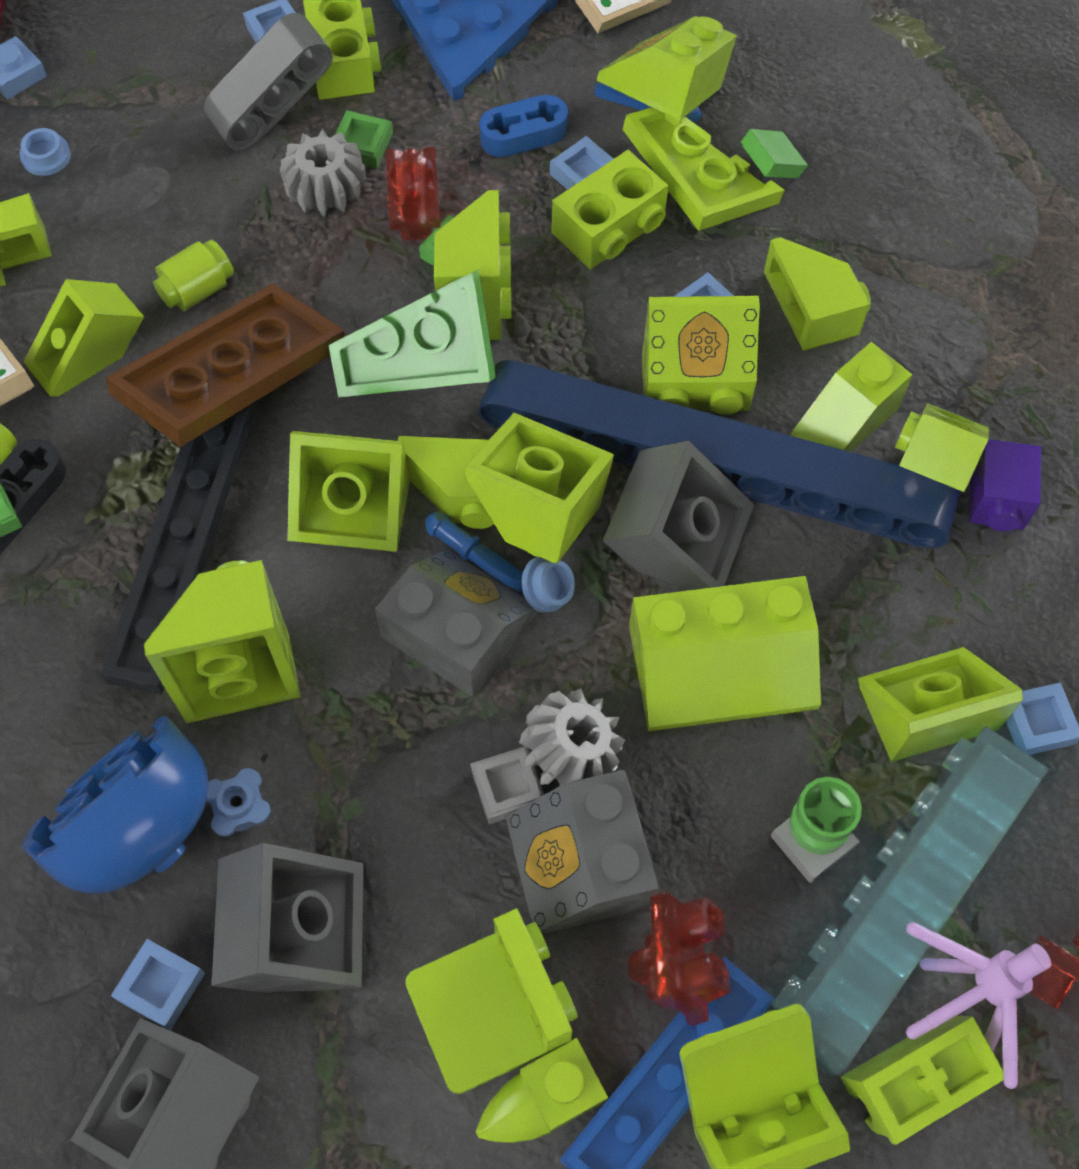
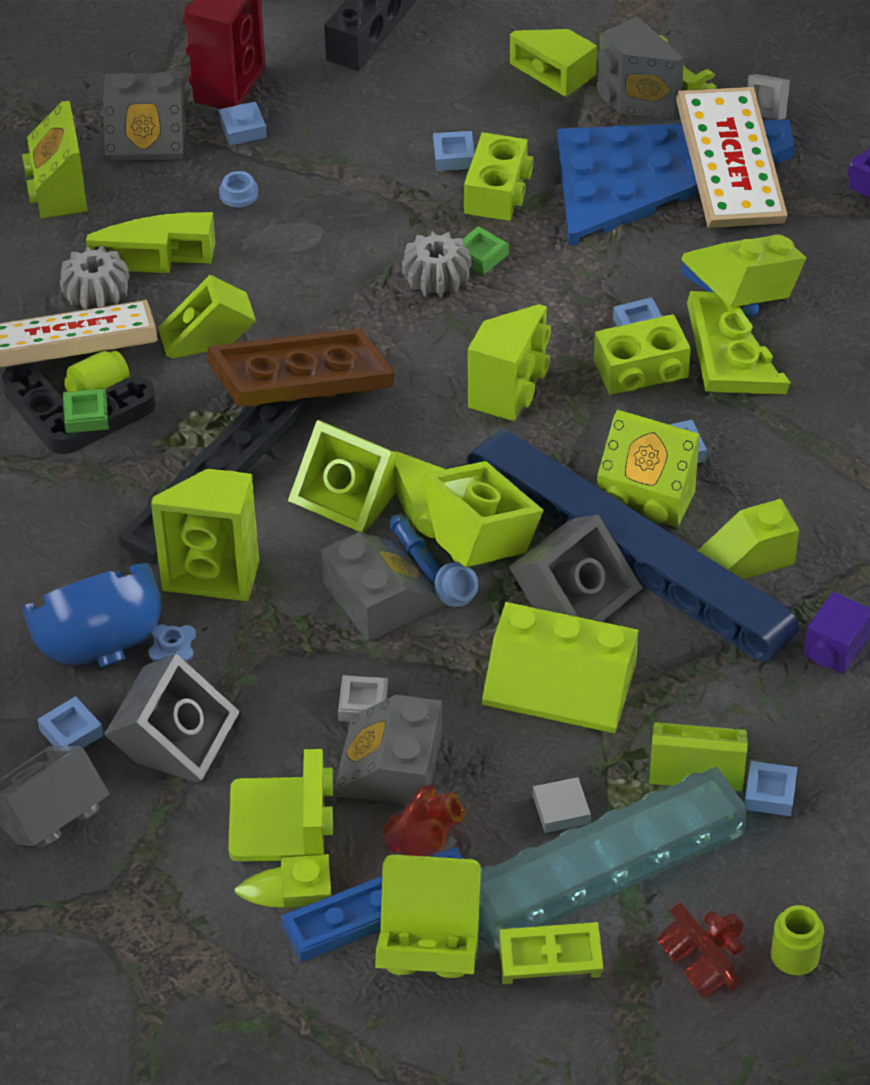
camera: 25 degrees right, 15 degrees down
(193, 275) = (305, 304): lime brick -> none
(268, 81) = (424, 187): dark grey beam -> none
(412, 192) = (495, 292): clear red hips -> none
(419, 346) = (441, 397): wing -> none
(523, 125) = (611, 277): blue beam -> none
(571, 738) = (418, 674): light grey gear -> none
(773, 153) = (797, 355): bright green tile -> none
(816, 293) = (771, 462): lime slope -> none
(829, 803) = (568, 780): bright green wheel -> none
(942, 446) = (792, 582): lime brick -> none
(998, 979) = (625, 904): lavender plant -> none

